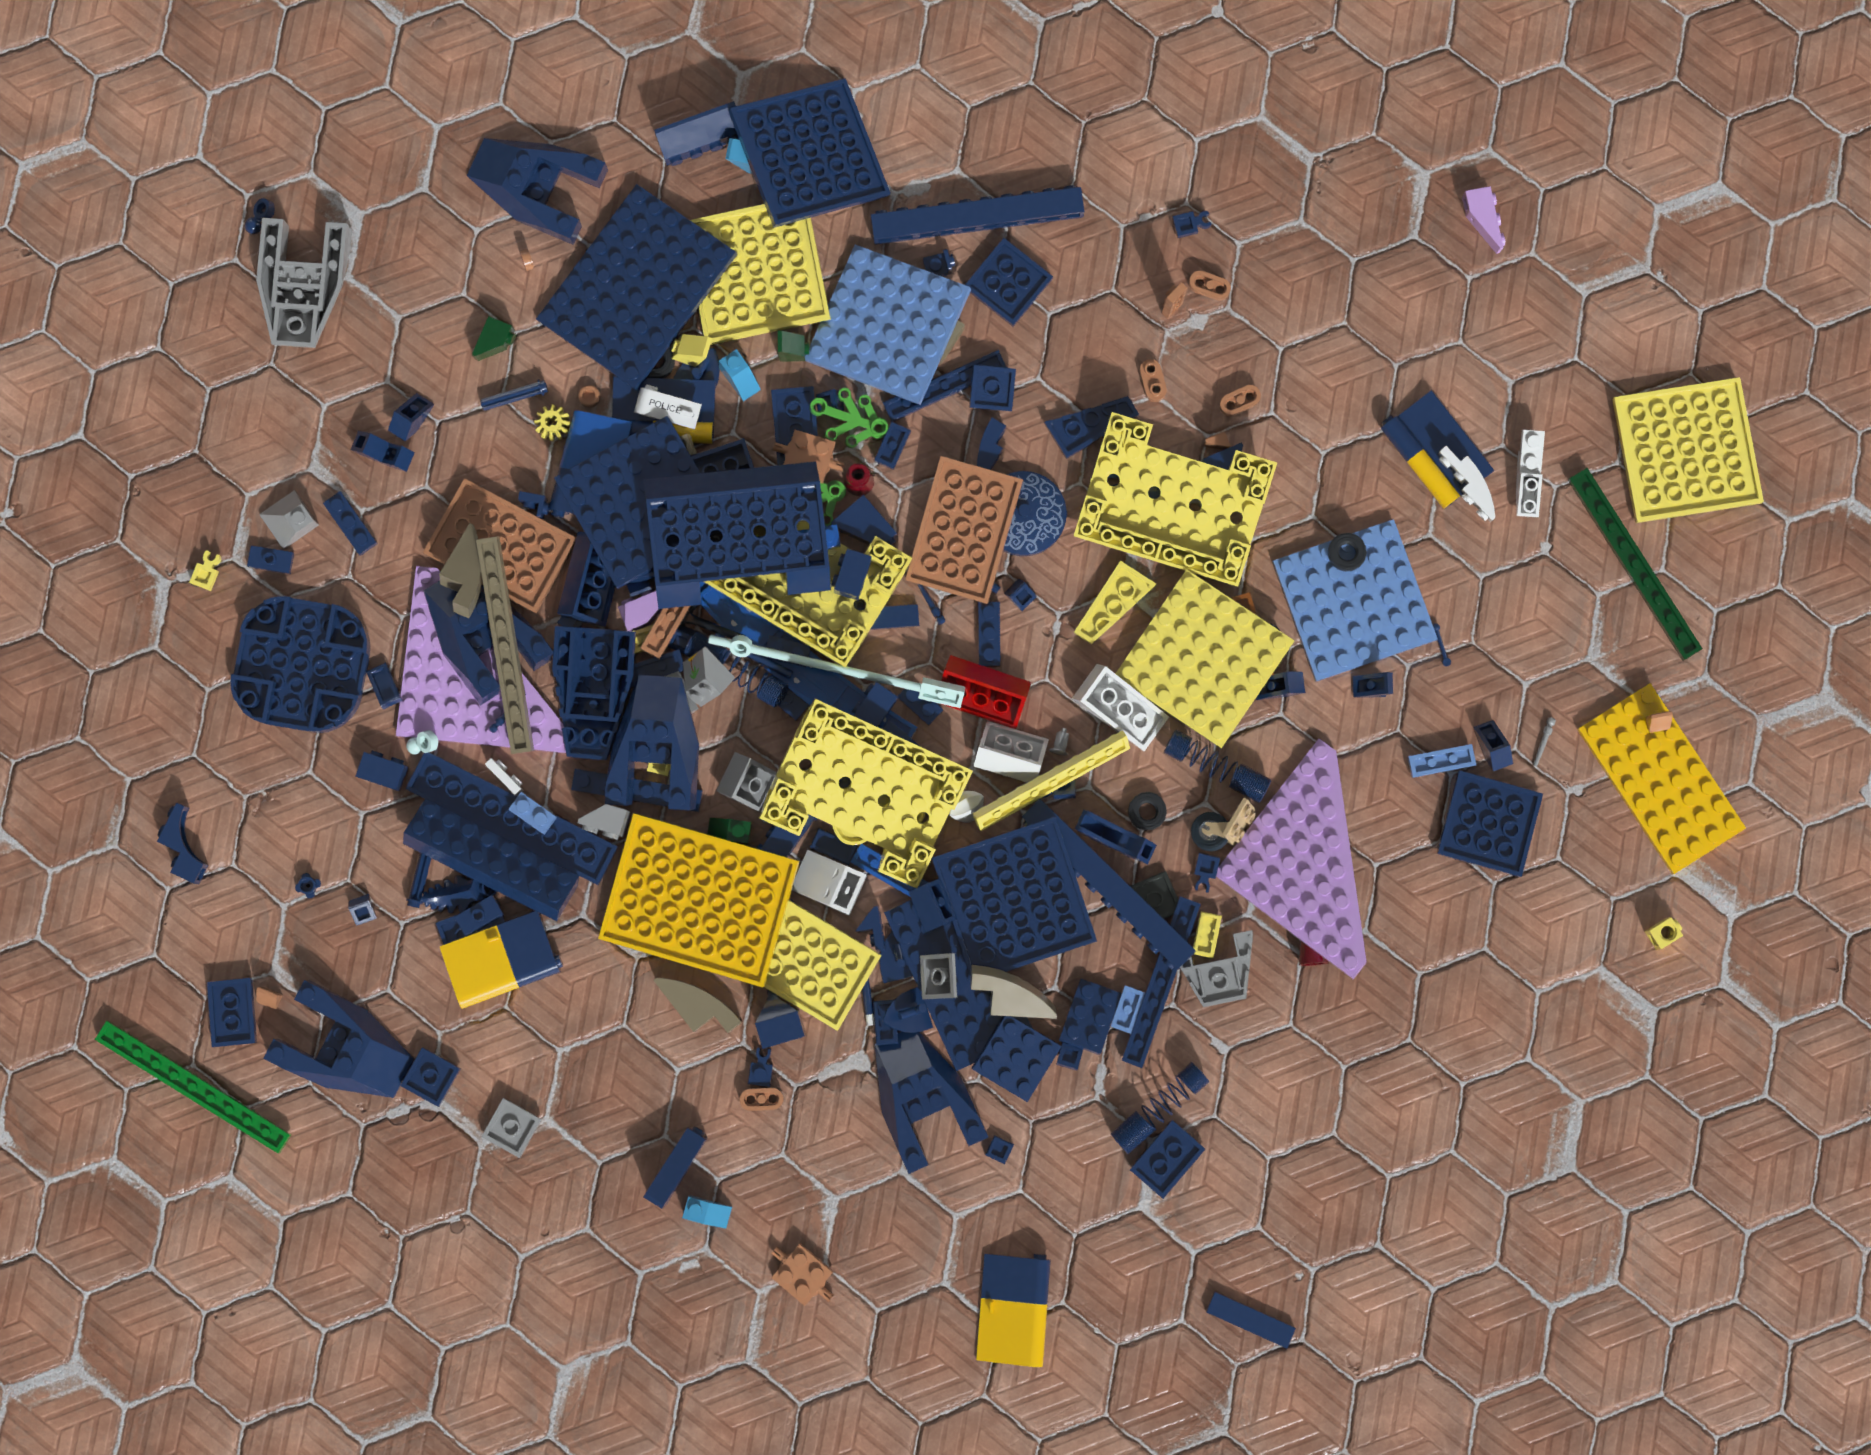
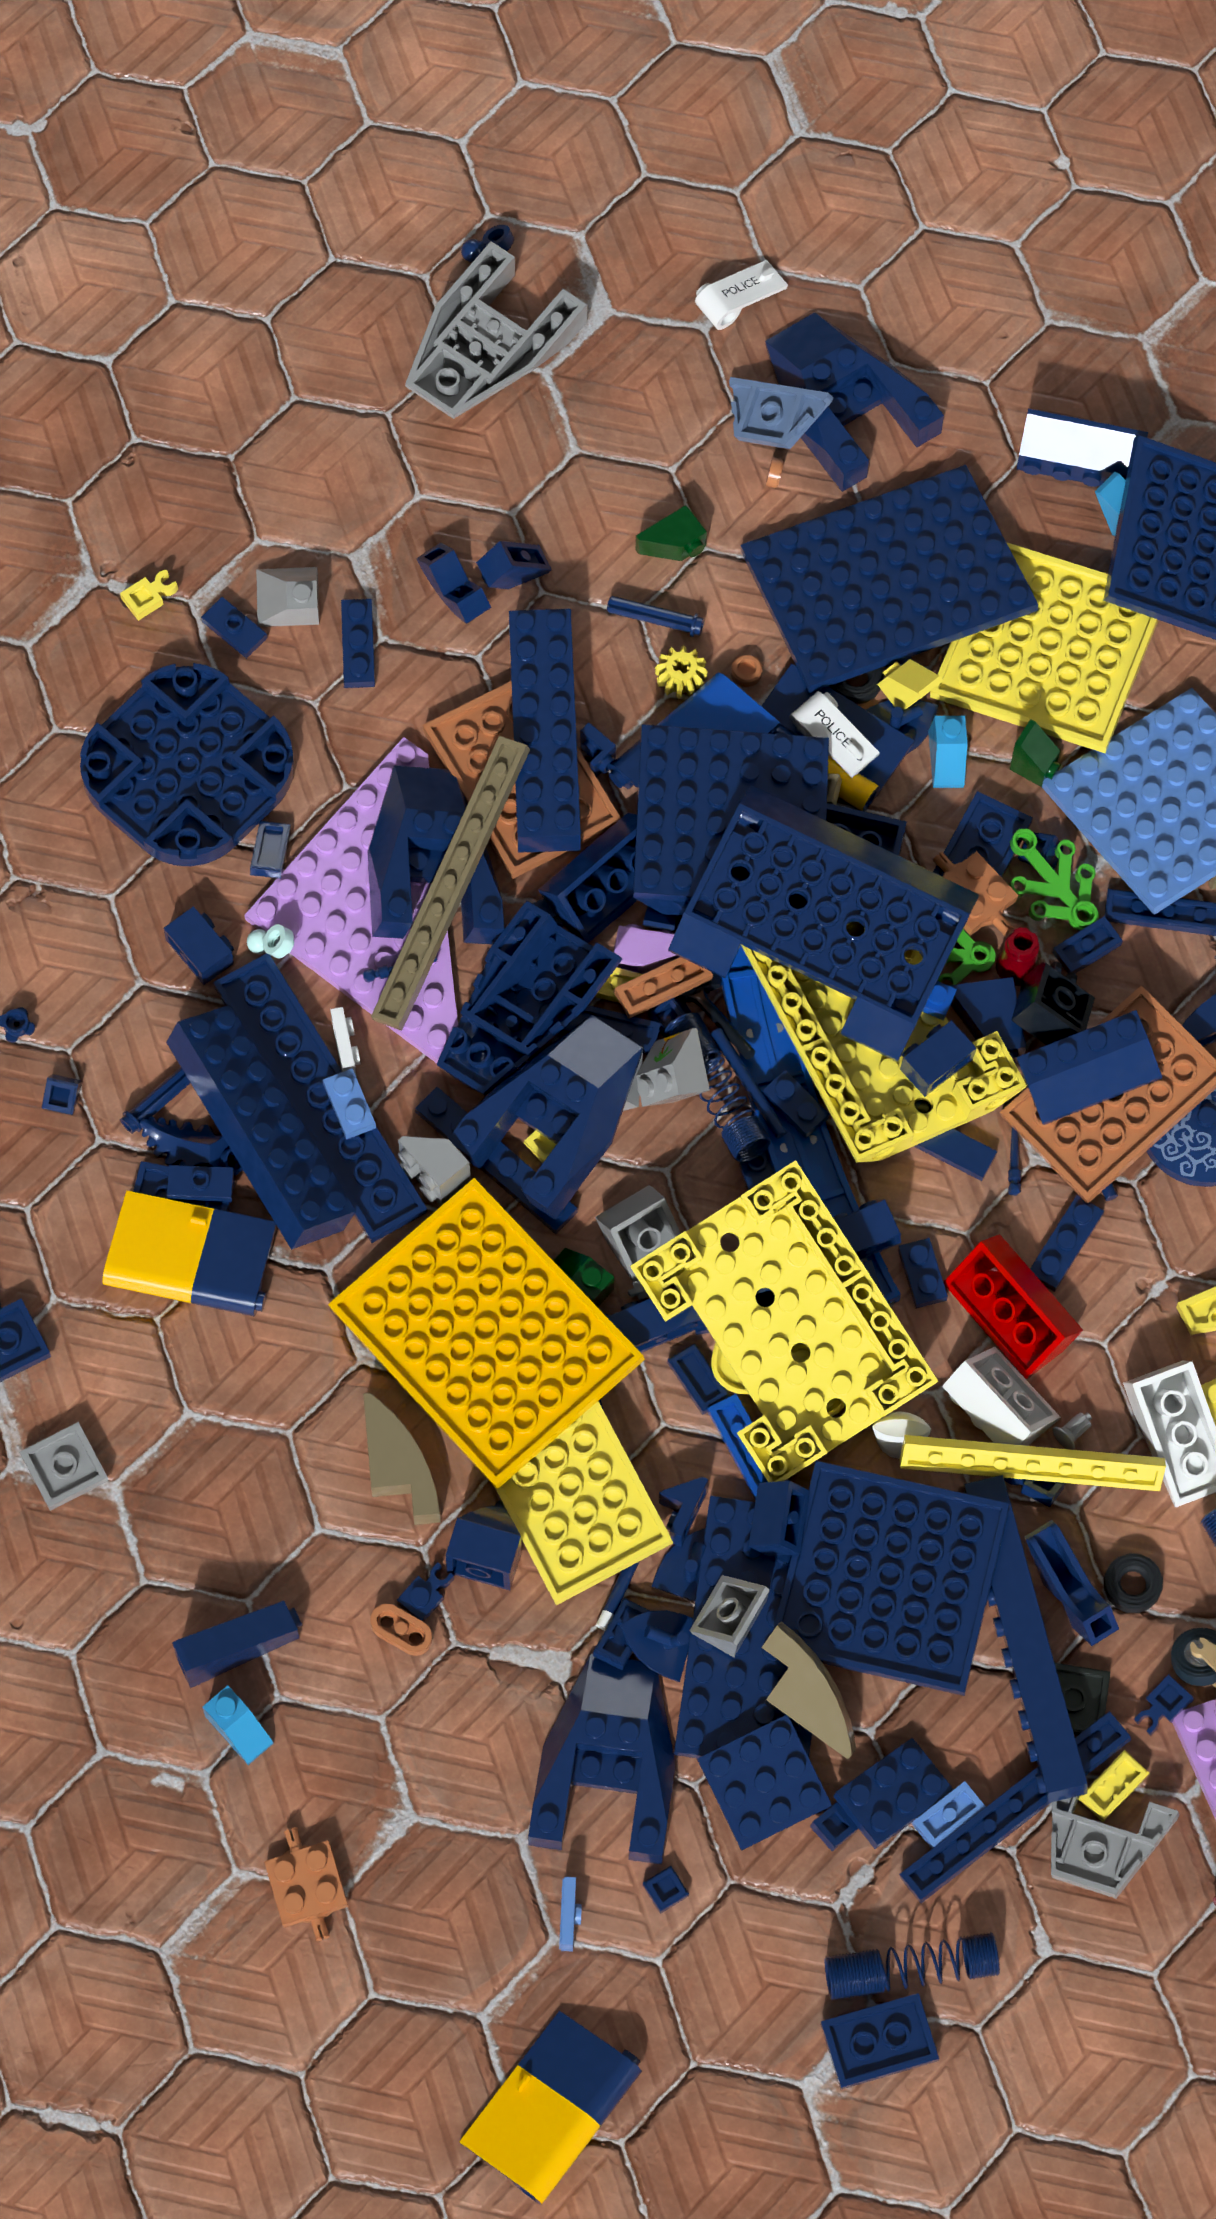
camera: 30 degrees right, 15 degrees down
(427, 161) = (725, 298): none -> white door
(464, 573) = (456, 769): dark tan slope -> none
(497, 512) = (547, 724): none -> dark blue brick
(502, 222) = (774, 412): none -> sand blue wing
(828, 882) = (665, 1417): white slope -> none
(897, 499) = (1052, 1004): none -> black hinge
(929, 690) = (946, 1254): light aqua bar -> none
(942, 525) = (1089, 1067): none -> dark blue slope
(957, 1199) = (569, 1914): none -> medium blue plate
(1020, 594) = (1137, 1220): dark blue slope -> none

